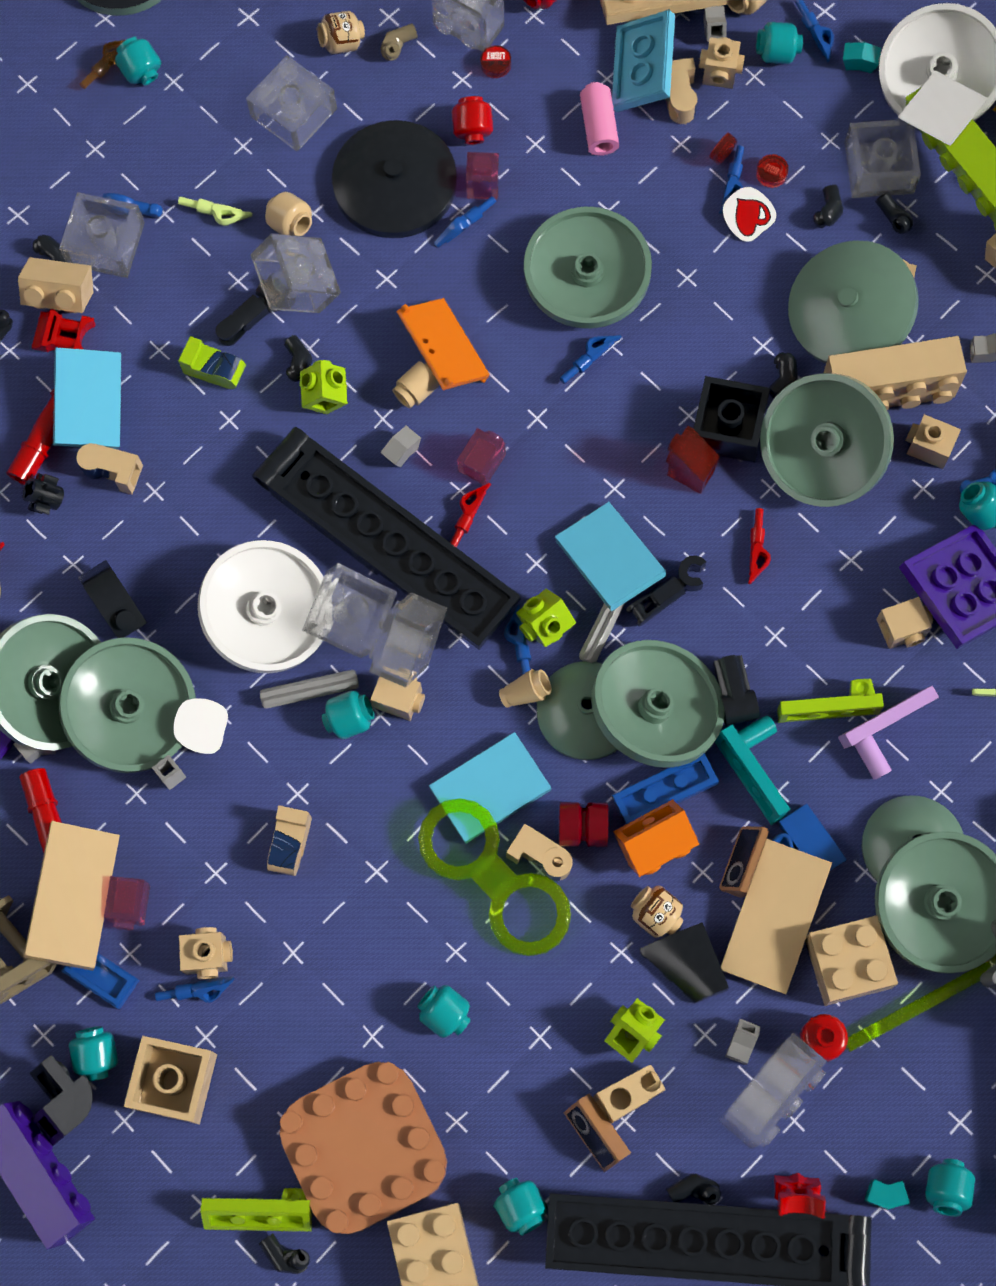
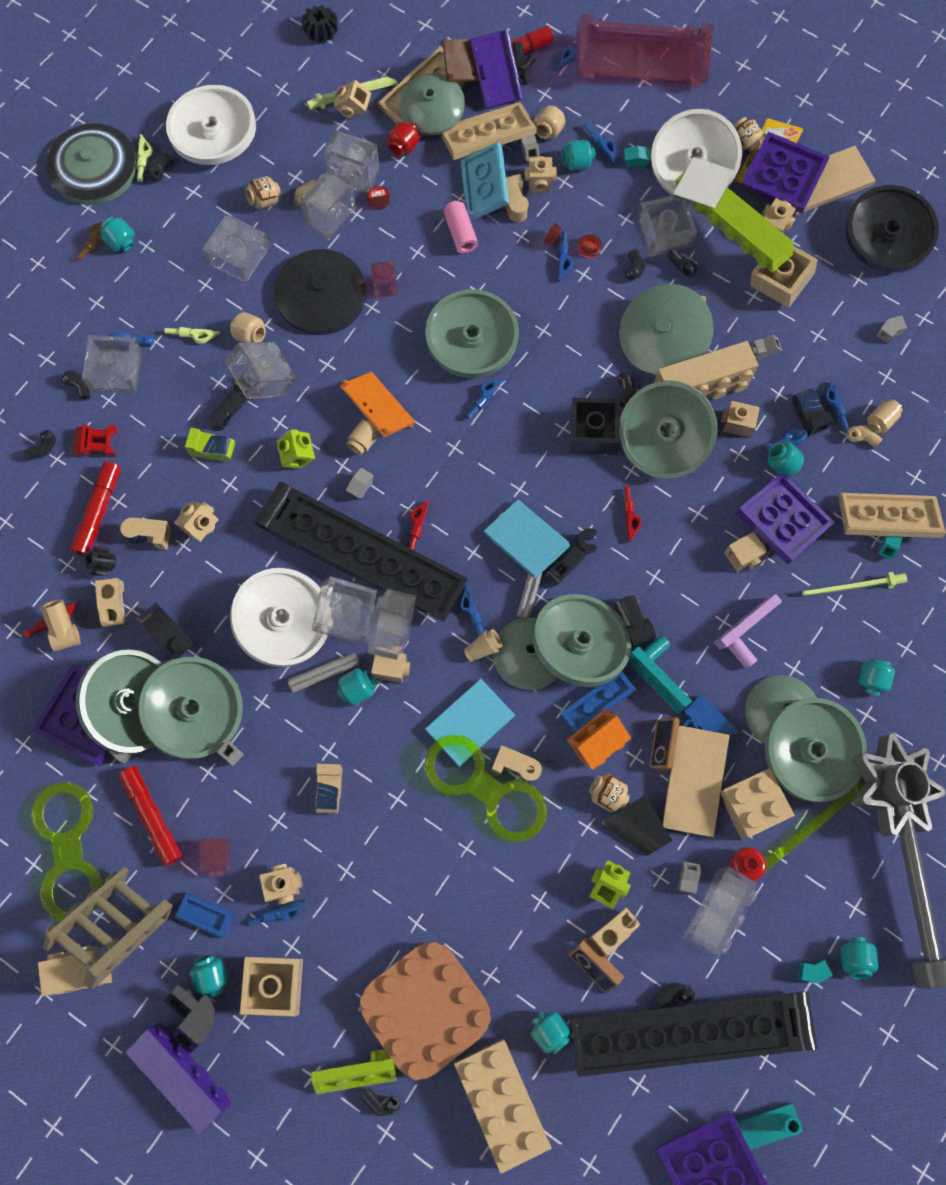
camera: 15 degrees left, 0 degrees up
(47, 549) = (110, 601): none -> tan leg
(55, 285) = (83, 406): tan brick -> none
(71, 896) = (172, 860): tan tile -> none
(87, 398) = (121, 484): medium azure tile -> none
(177, 460) = (197, 520): none -> tan brick
(200, 725) = (247, 713): white sticker -> none
(301, 358) = (275, 431): black arm -> none
(425, 61) = (328, 203): none -> clear brick
(444, 1011) = (467, 895): teal head -> none
(463, 222) = (374, 316): blue hand -> none
(472, 120) = (369, 241): red head -> none
(482, 456) = (420, 481): clear pink brick -> none
(545, 618) = (488, 591): lime brick -> none
(583, 824) = (544, 738): dark red wheel -> none
(691, 460) = (572, 459): clear red slope -> none
(748, 213) = (578, 278): sticker -> none
(799, 1195) = (752, 985): red piece -> none
(860, 702) = (725, 614): lime hinge -> none

